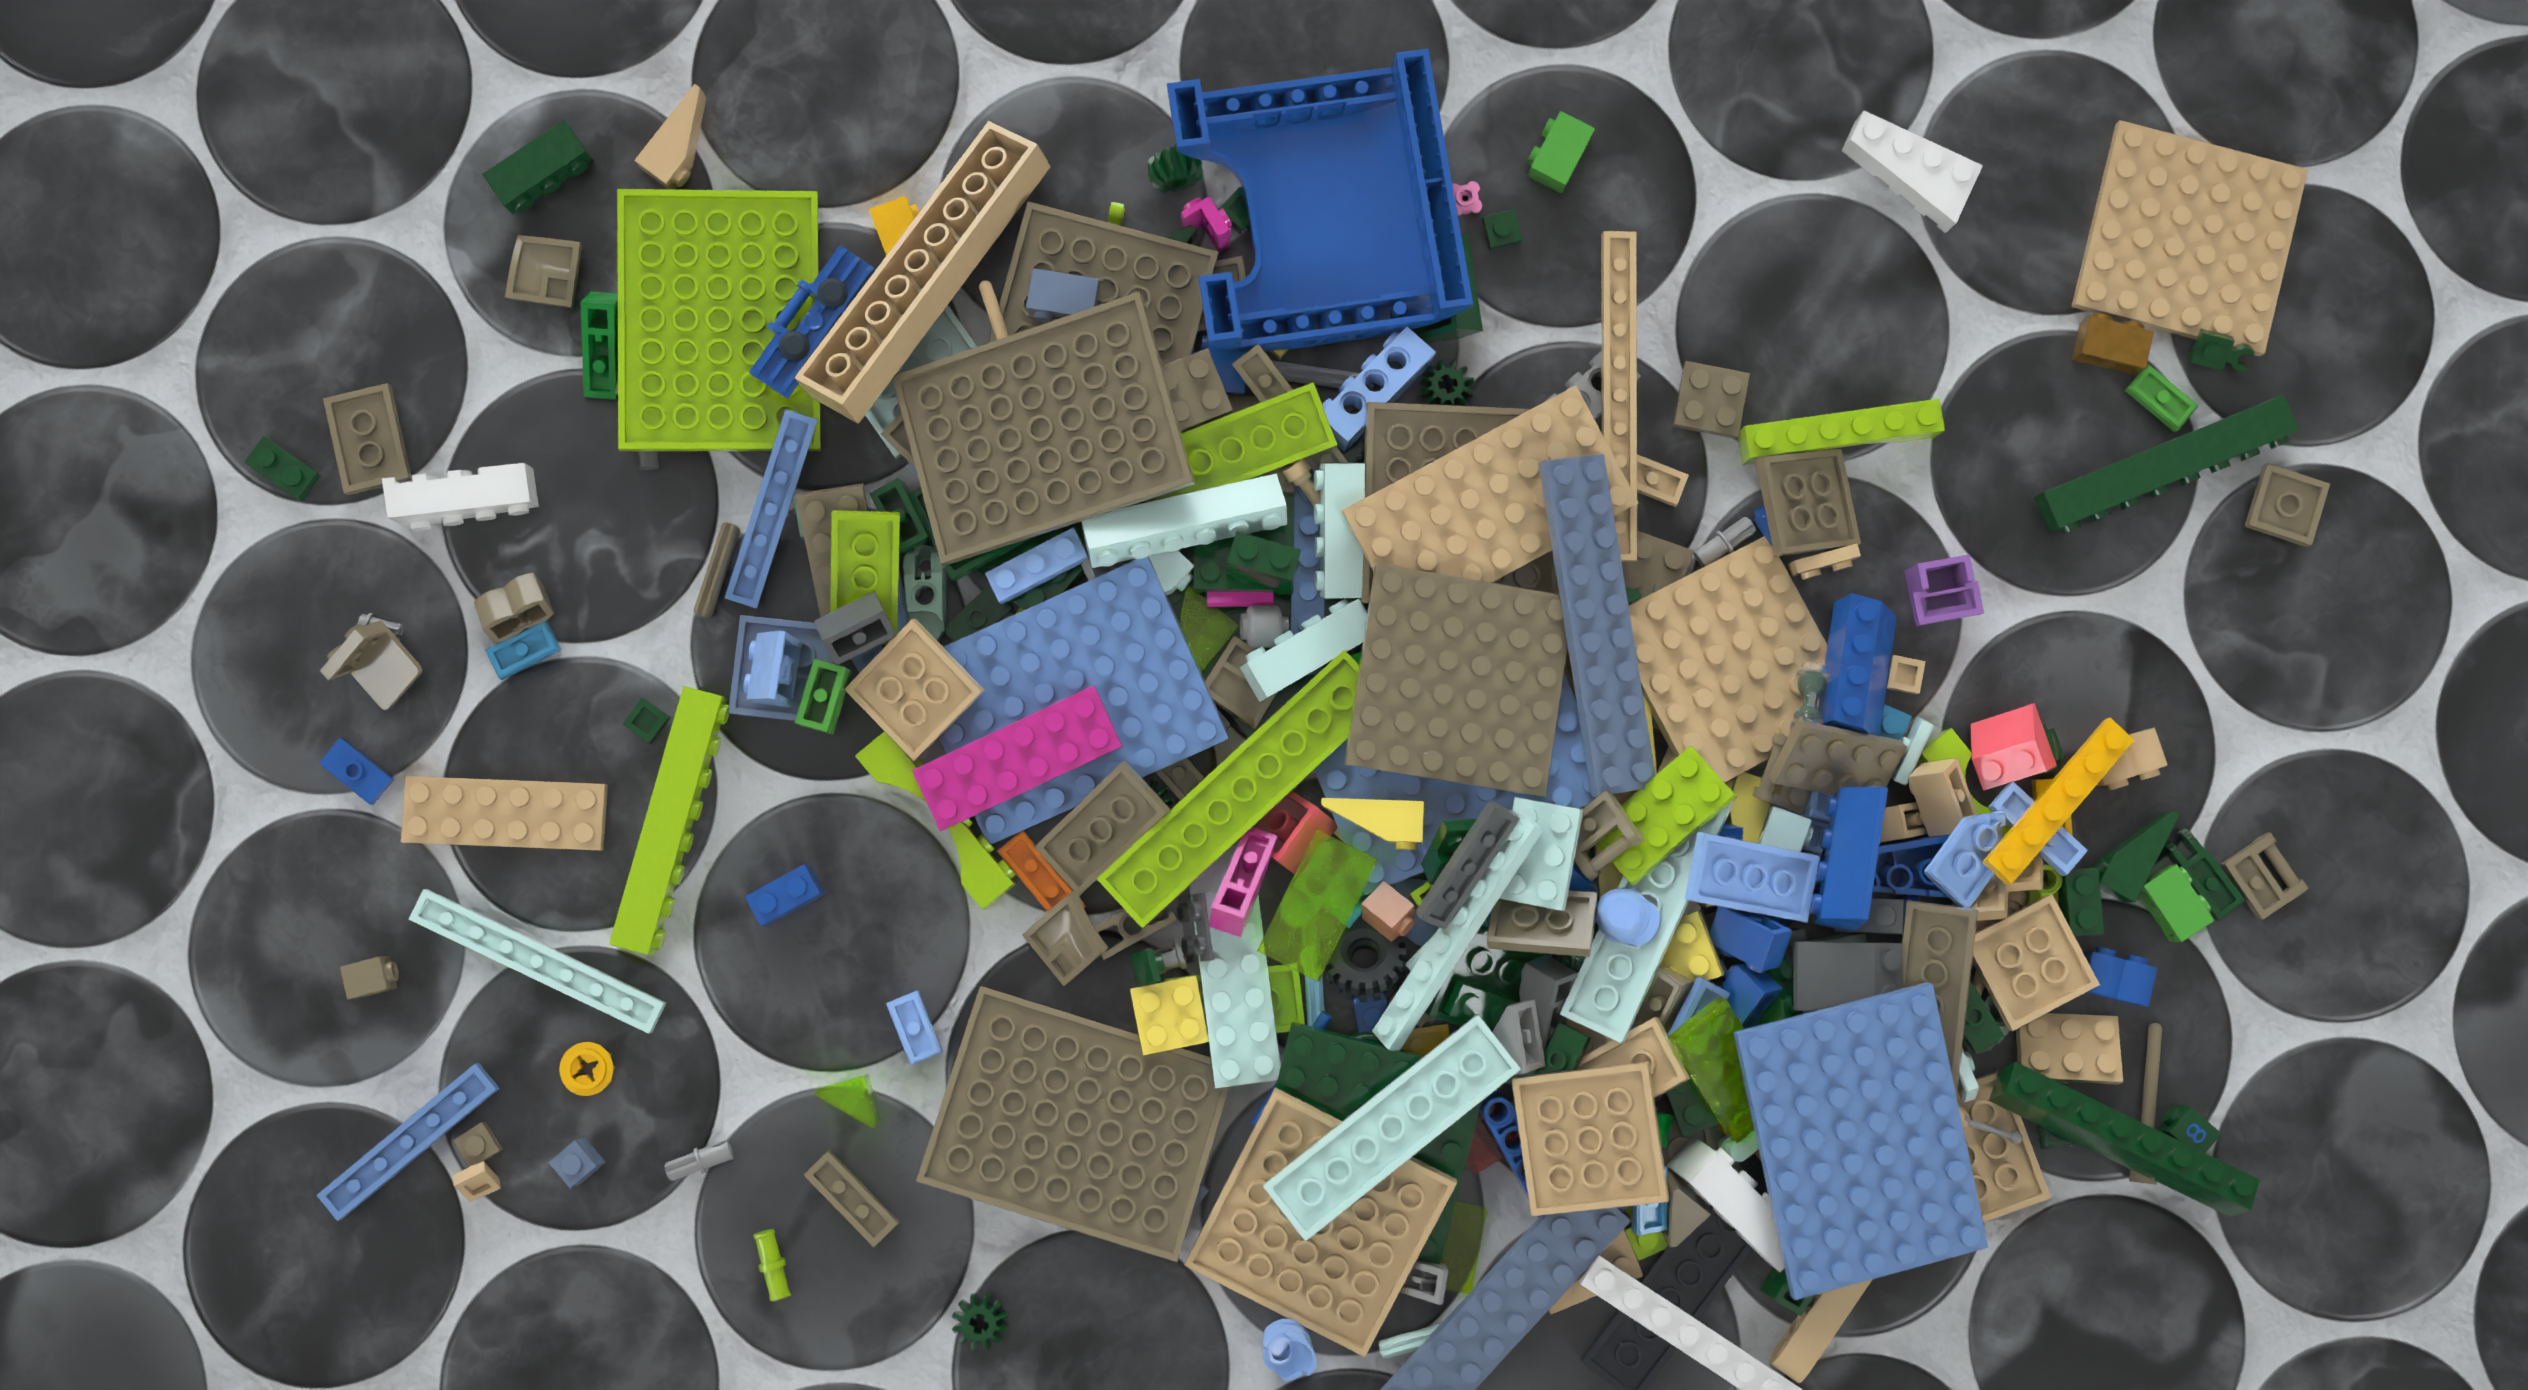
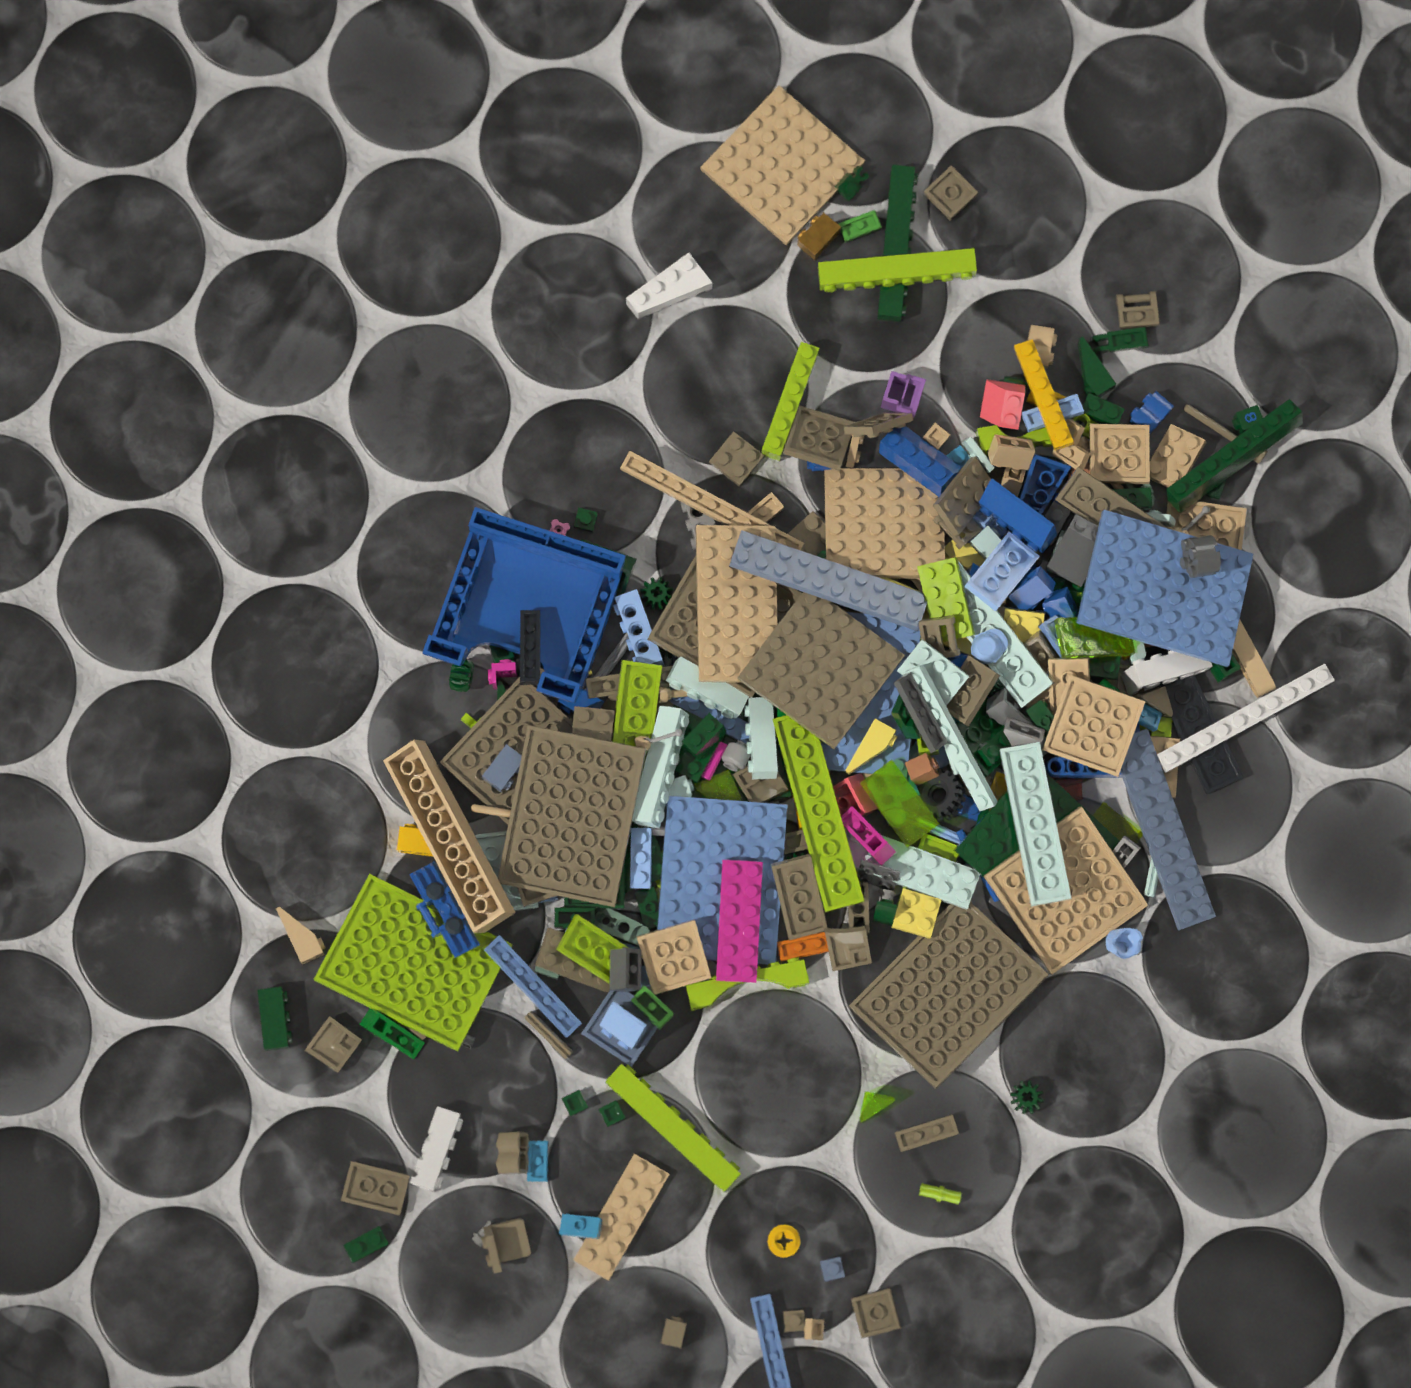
camera: 60 degrees left, 5 degrees down
(356, 771) = (556, 1286): blue plate -> none
(457, 761) = (580, 1226): none -> dark azure plate
(537, 961) = (711, 1238): light aqua plate -> none
(547, 1260) = (875, 1313): none -> dark tan plate
(635, 659) = (574, 1103): none -> dark green plate
(699, 1160) = (864, 1204): light grey axle -> none
(785, 895) = (746, 1085): blue brick -> none
(914, 1027) = (852, 1053): light blue plate -> none
(1206, 479) = (645, 742): none -> hinge
(1265, 240) = (529, 647): none -> black plate
(1560, 151) = (561, 467): bright green brick -> none
(1724, 542) = (816, 492): light grey axle -> none
(1811, 685) = (917, 487): clear piece -> none
(1880, 579) = (879, 423): none -> dark tan plate
(1941, 1172) = (1200, 556): none -> dark grey brick
(1959, 865) = (1050, 463): light blue tile -> none
(2129, 484) = (897, 269): none -> lime brick
(2175, 903) = (1127, 363): bright green brick -> none

